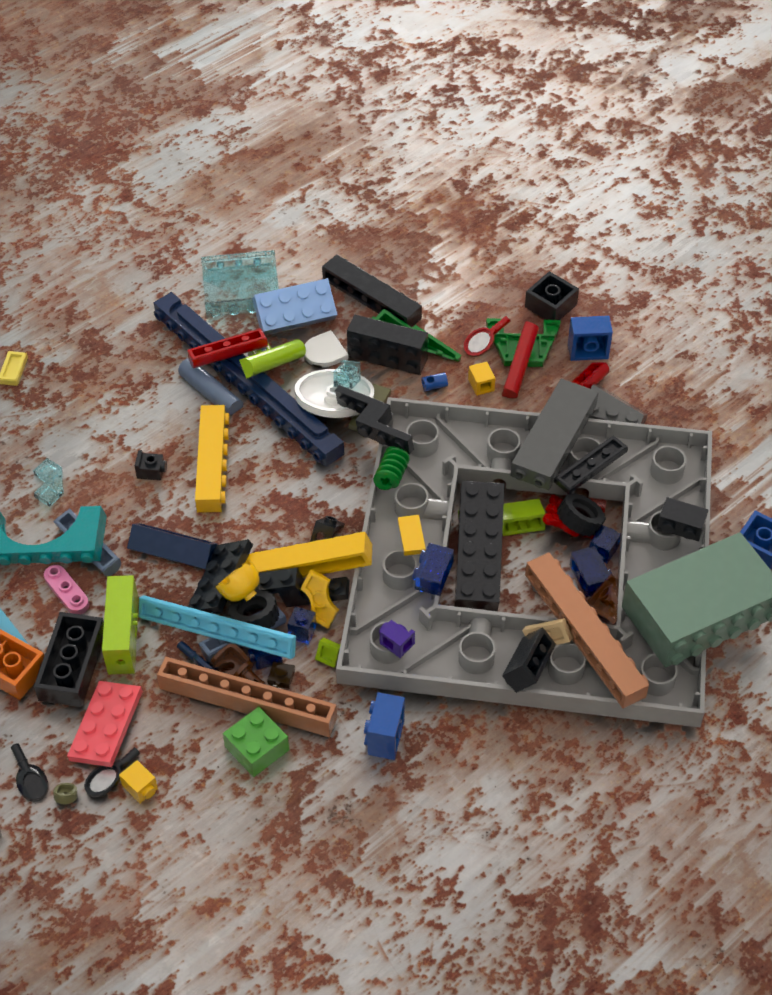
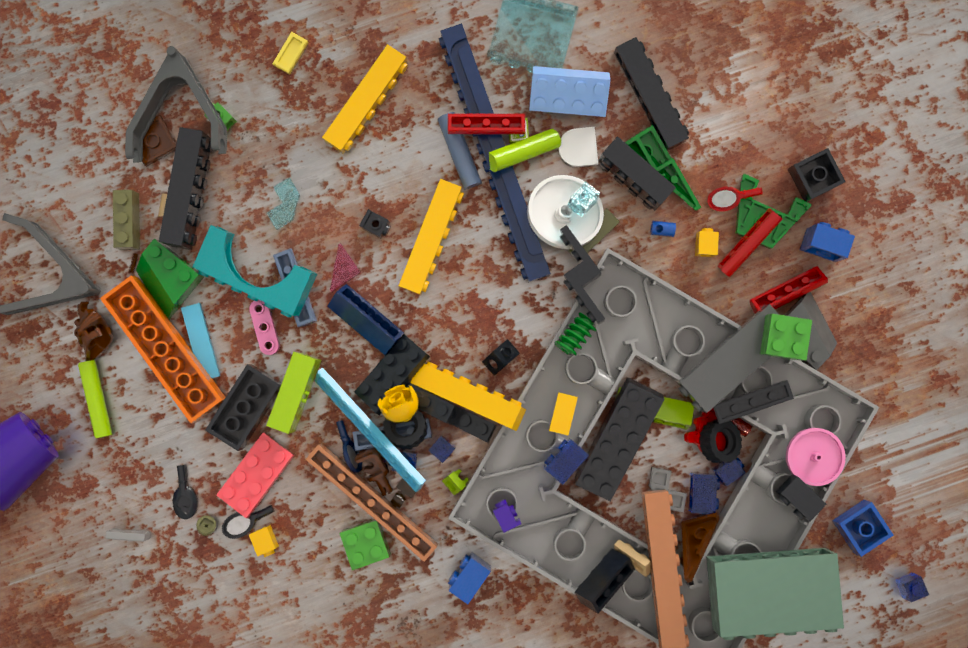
camera: 25 degrees right, 35 degrees up
(101, 377) = (365, 99): none -> yellow brick
(132, 513) = (344, 269): none -> clear pink tile
(317, 589) = (465, 431): yellow tile -> none
(588, 390) = (786, 337): none -> bright green brick
(677, 481) = (815, 456): none -> bright pink piece

